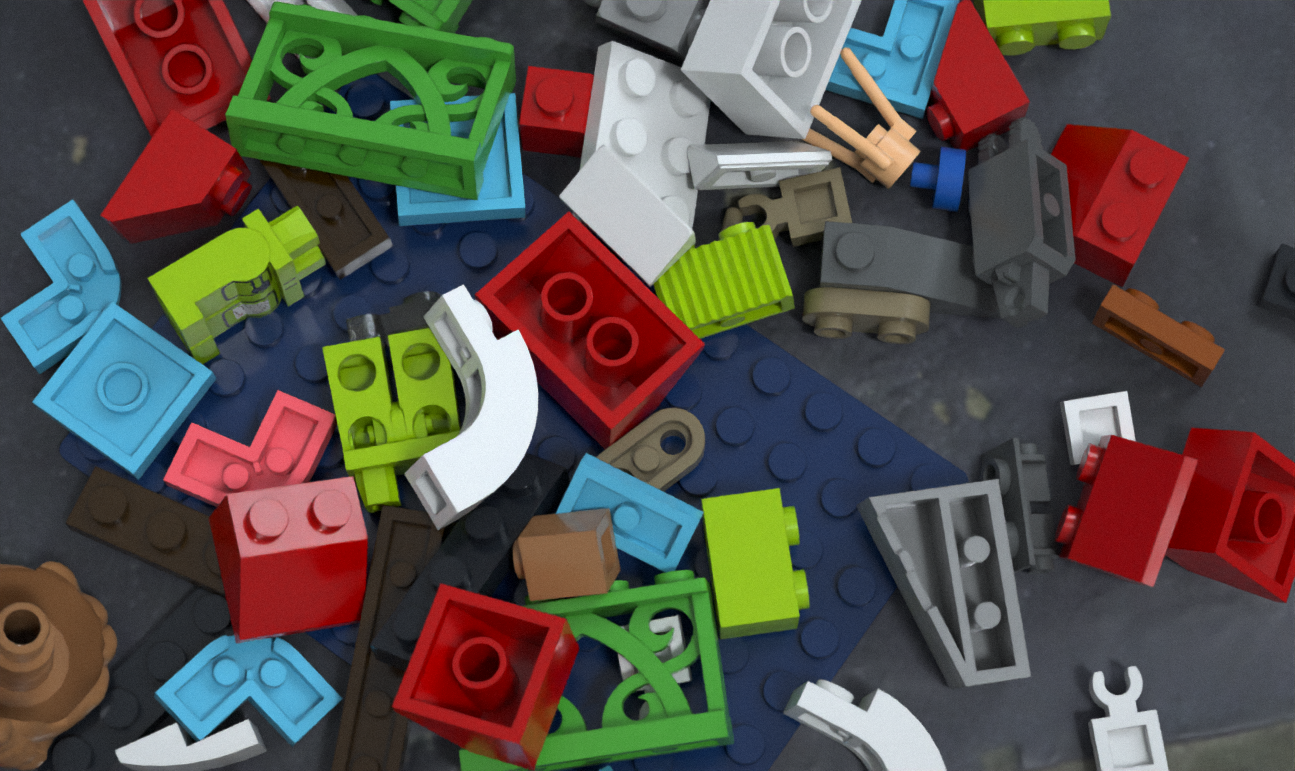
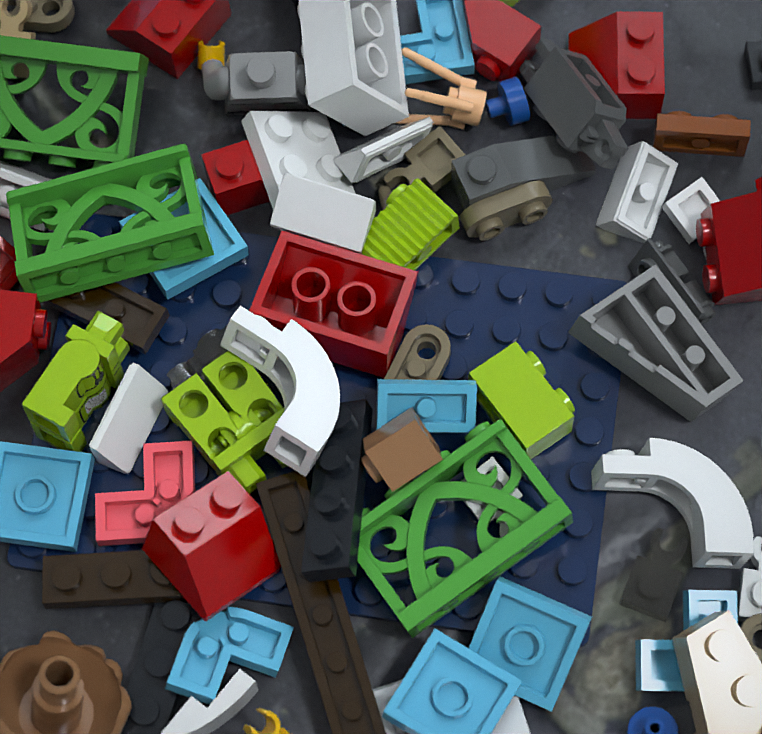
camera: 25 degrees left, 5 degrees down
(277, 351) = (128, 420): none -> white slope
(488, 675) = (393, 549): red slope -> none
(1042, 369) = (637, 192): none -> white slope

